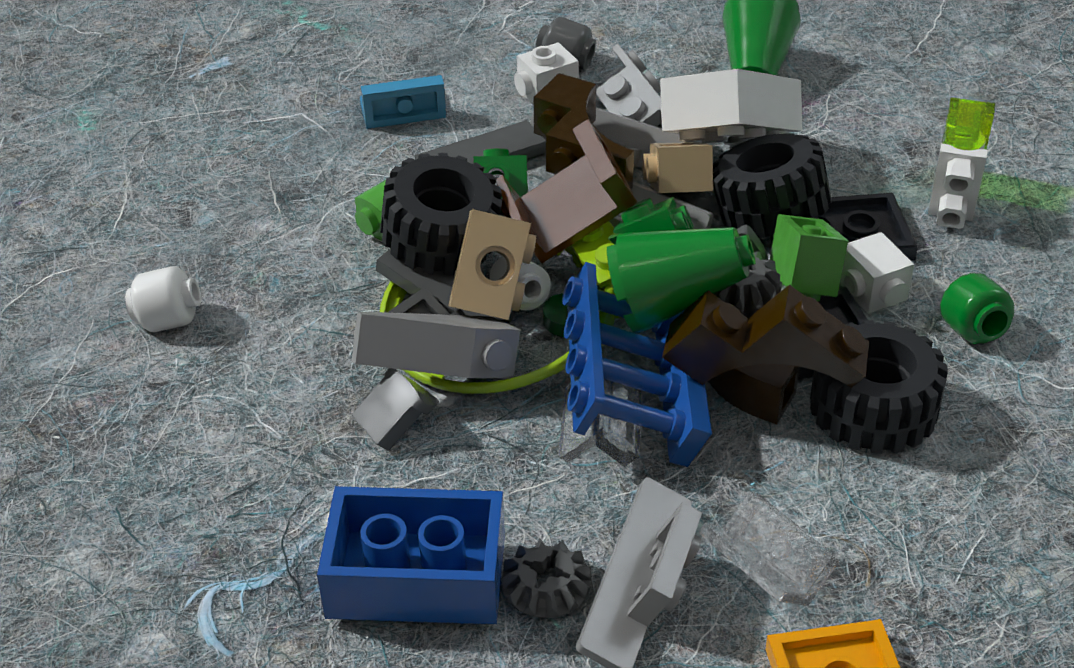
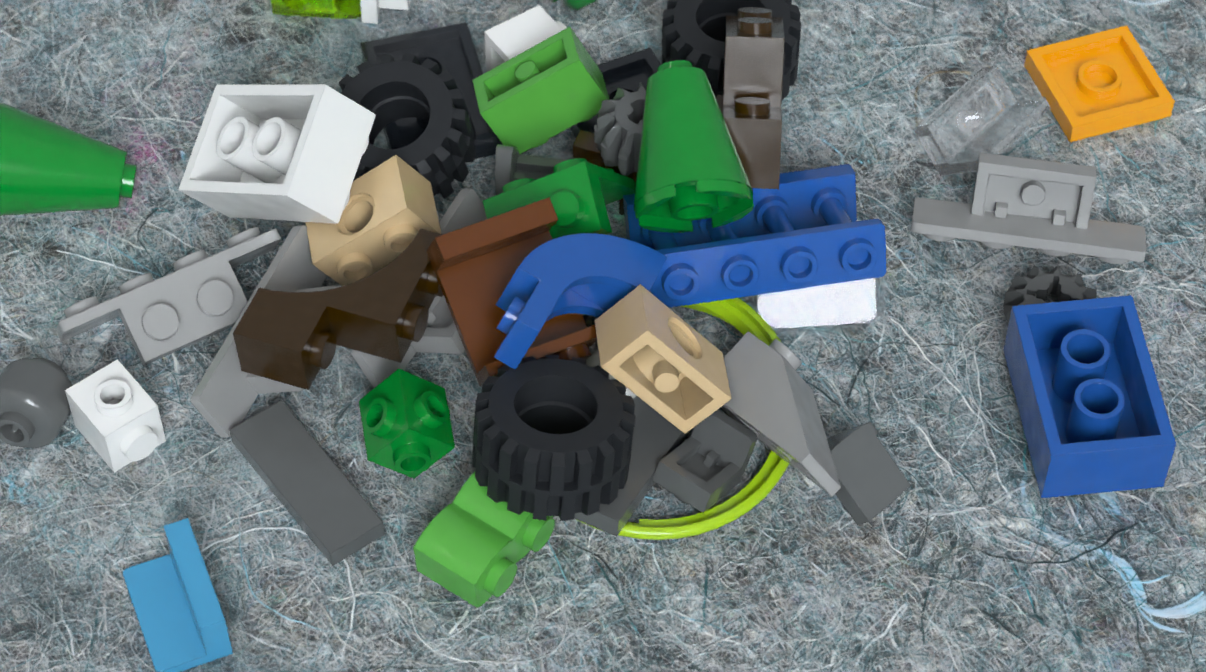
camera: 100 degrees left, 10 degrees up
(557, 193) = (570, 276): none -> blue arch

